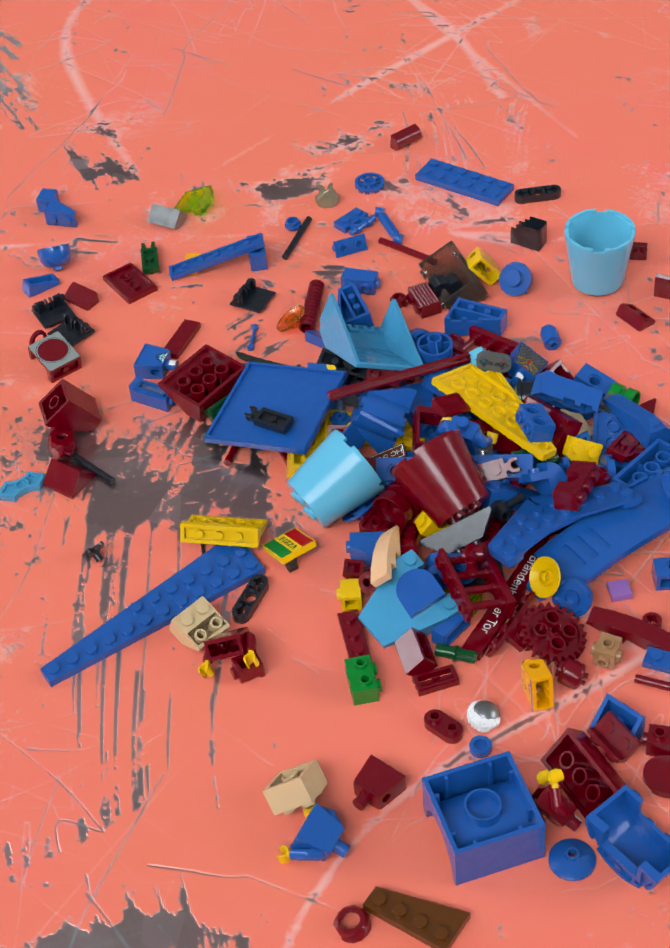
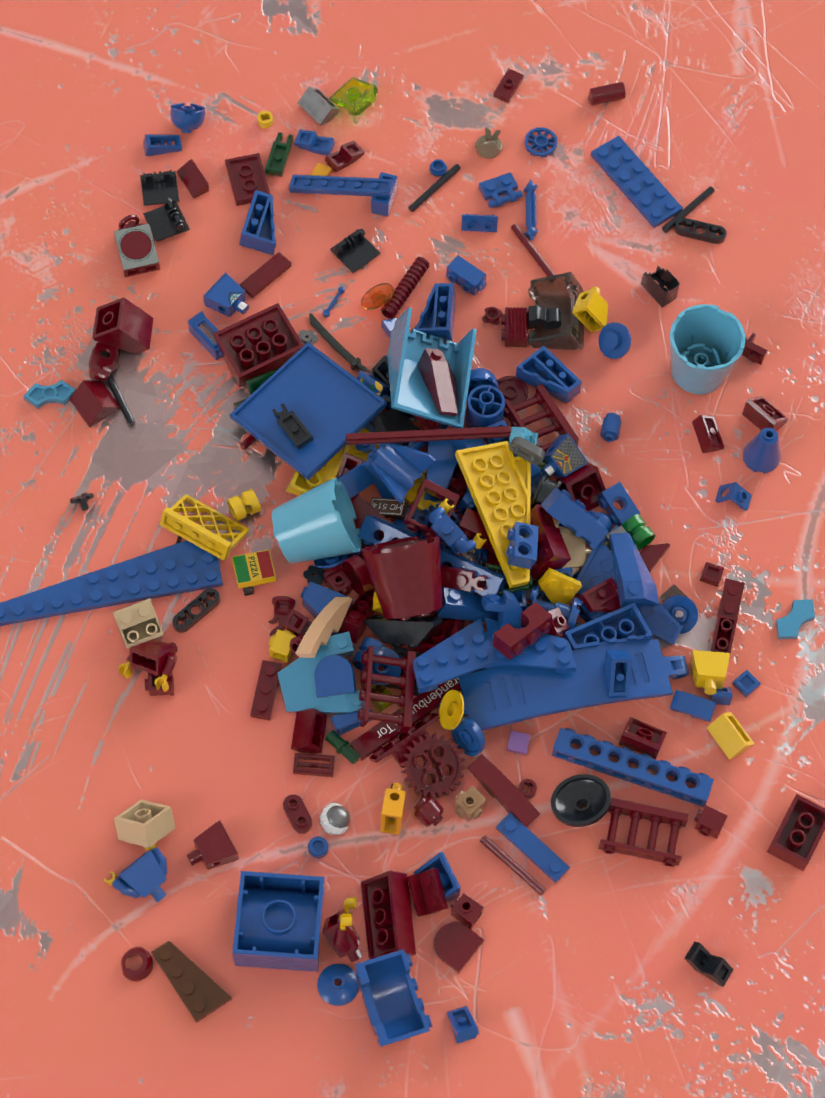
camera: 15 degrees right, 20 degrees up
(54, 211) = (212, 53): blue arch -> none
(124, 241) = (267, 123): none -> yellow bush
(158, 305) = (259, 224): none -> blue wedge
(171, 242) = (311, 142): none -> blue slope
(208, 242) = (345, 156): none -> dark red slope
(253, 501) = (243, 505): none -> yellow wheel
(320, 158) = (508, 85): none -> dark red plate
(333, 568) = (282, 608): none -> dark red piece
(346, 530) = (309, 575): none -> black plant
(362, 679) = (250, 739): green brick -> none
(381, 344) = (439, 380): none -> wedge
(449, 405) = (454, 492): dark red slope -> none
(471, 556) = (394, 665): dark red plate -> none
(503, 508) = (452, 619): black bar -> none
(518, 185) = (688, 209): none -> black bar

